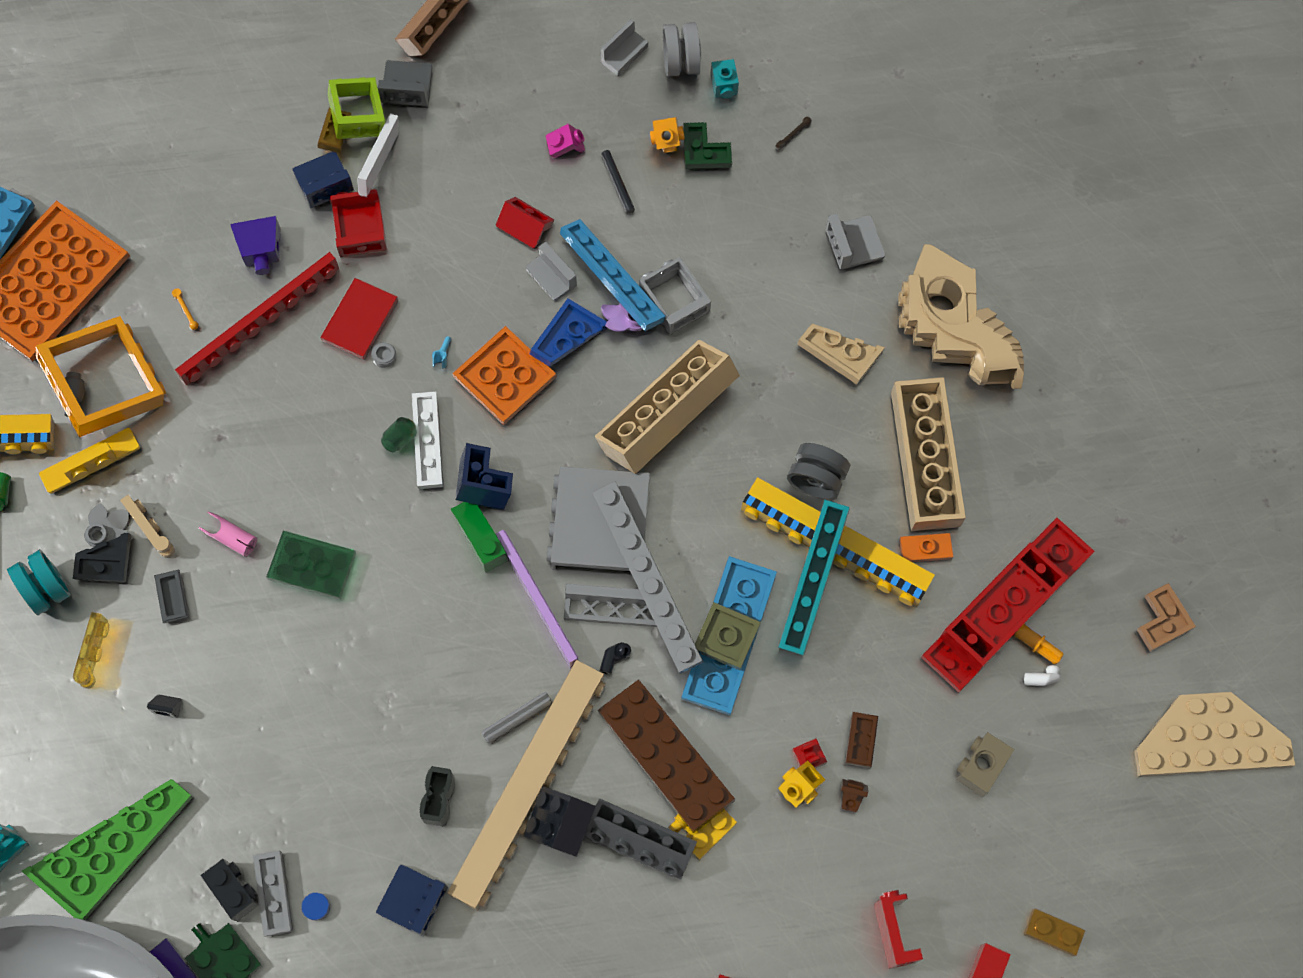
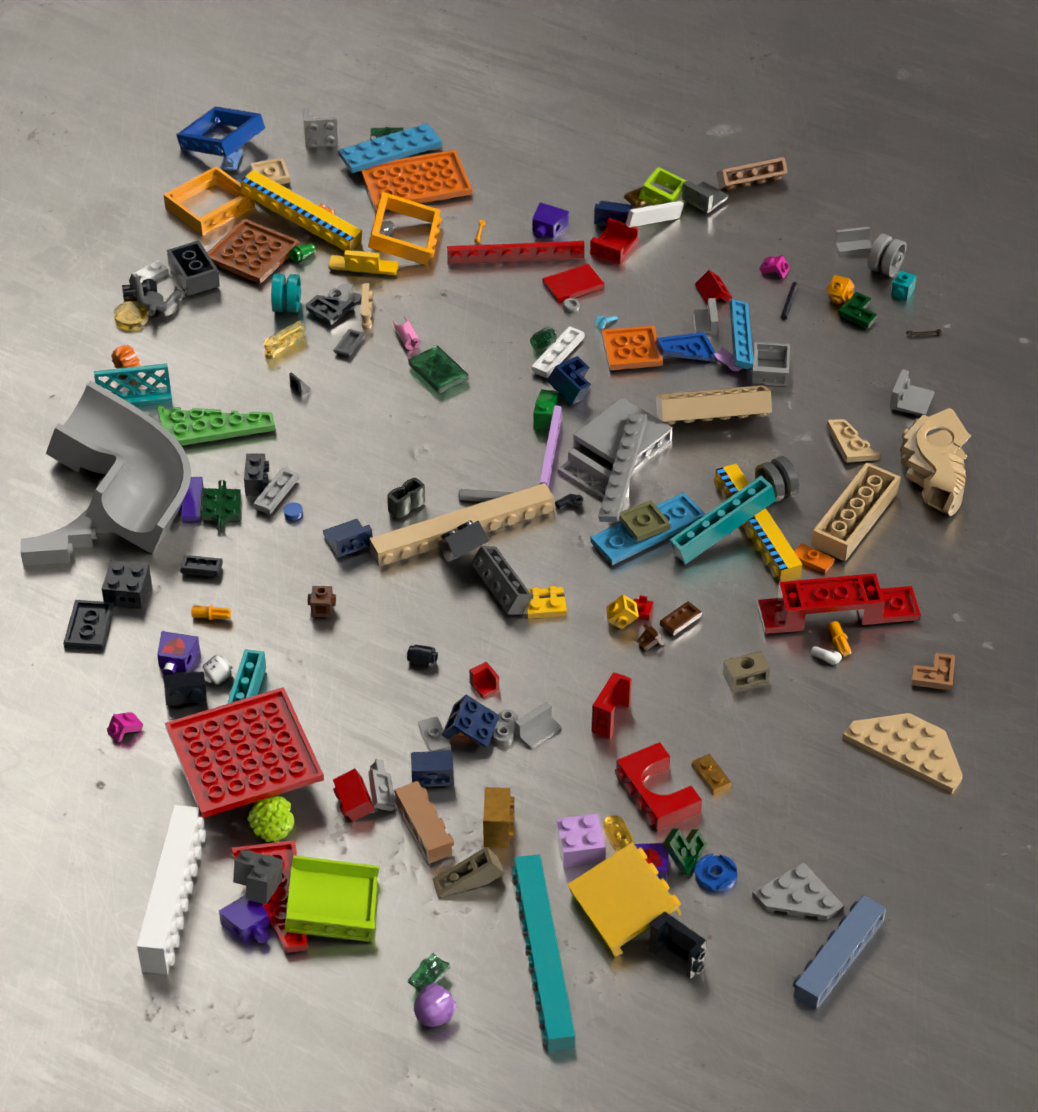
camera: 40 degrees right, 25 degrees down
(666, 756) = (555, 557): reddish brown plate -> none

